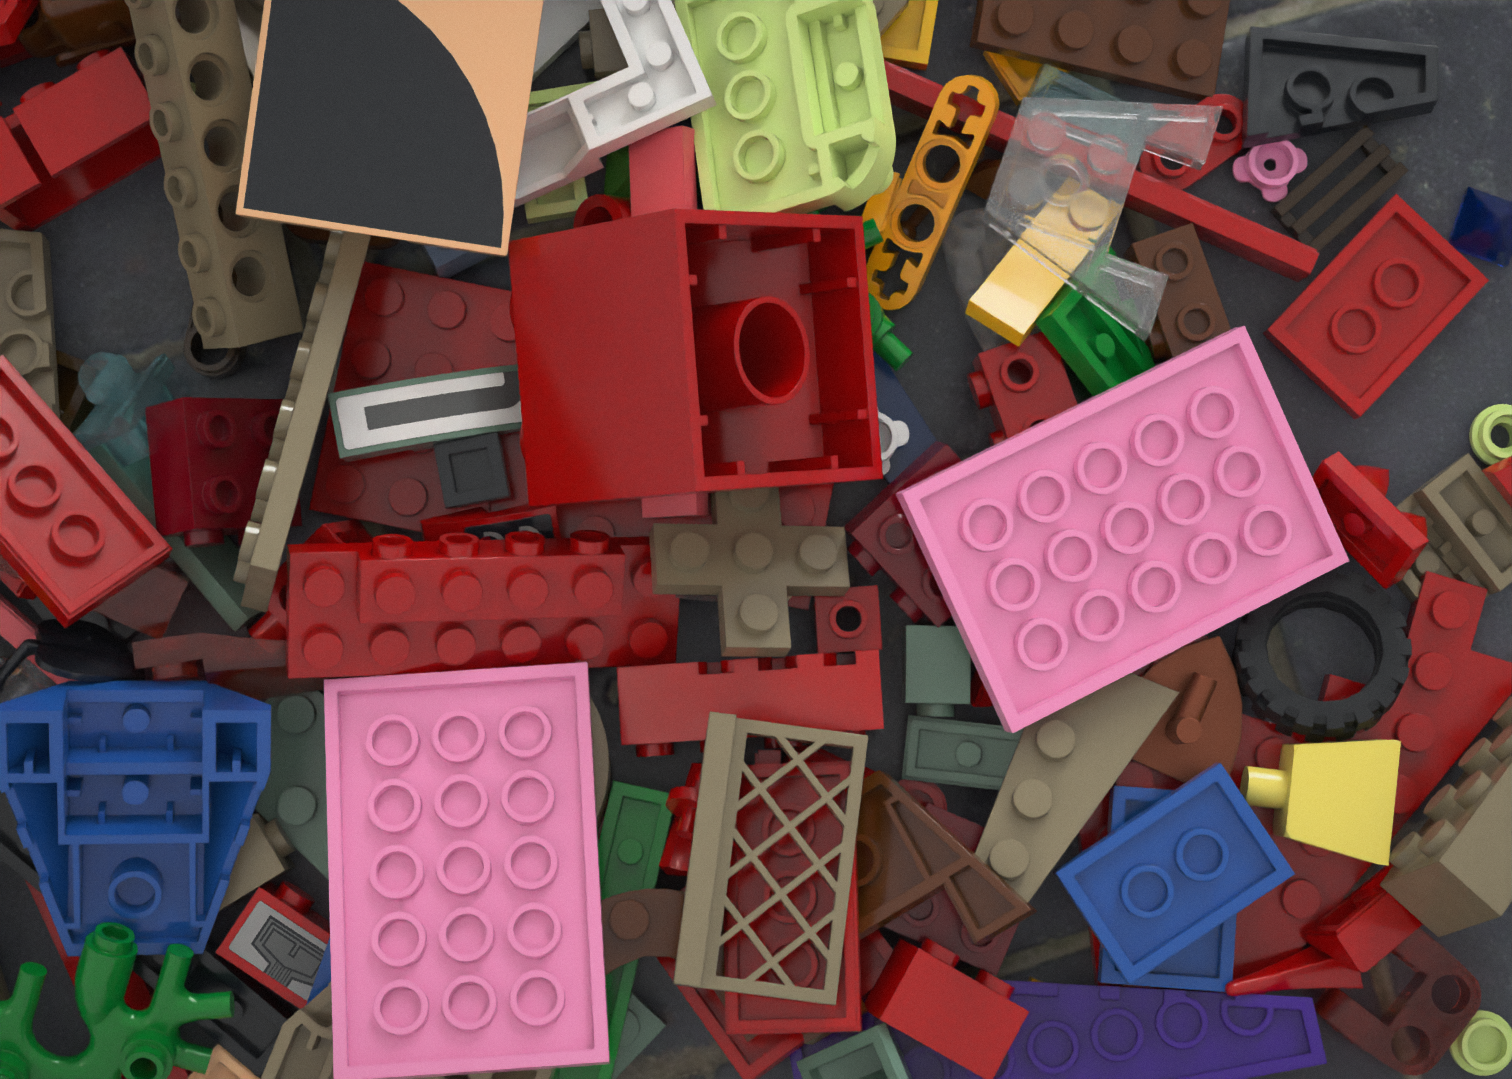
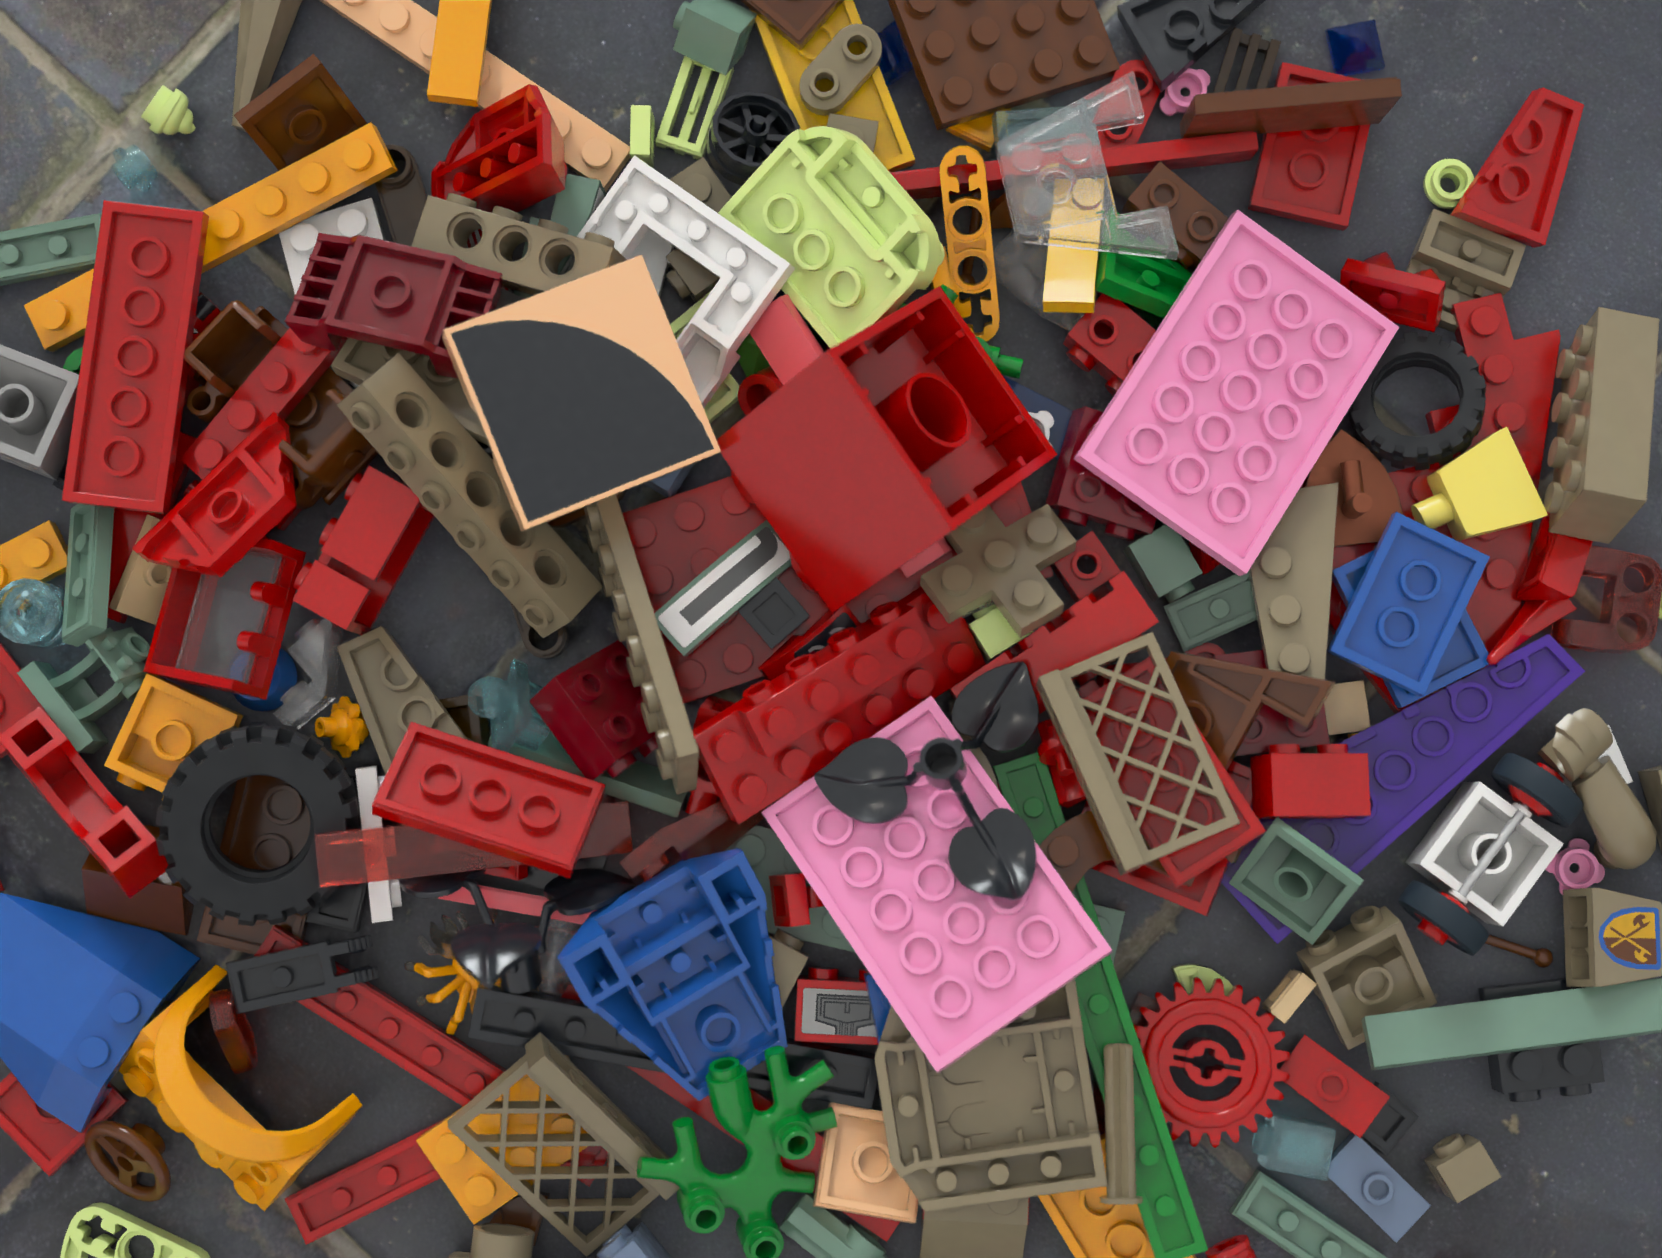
camera: 20 degrees left, 0 degrees up
(302, 796) = (792, 899): none -> red tile
(464, 709) = (870, 778): none -> black plant
(701, 633) = (993, 632): none -> yellowish green plate
(1042, 945) = (1347, 708): none -> tan tile
(1371, 248) = (1291, 107): none -> reddish brown tile

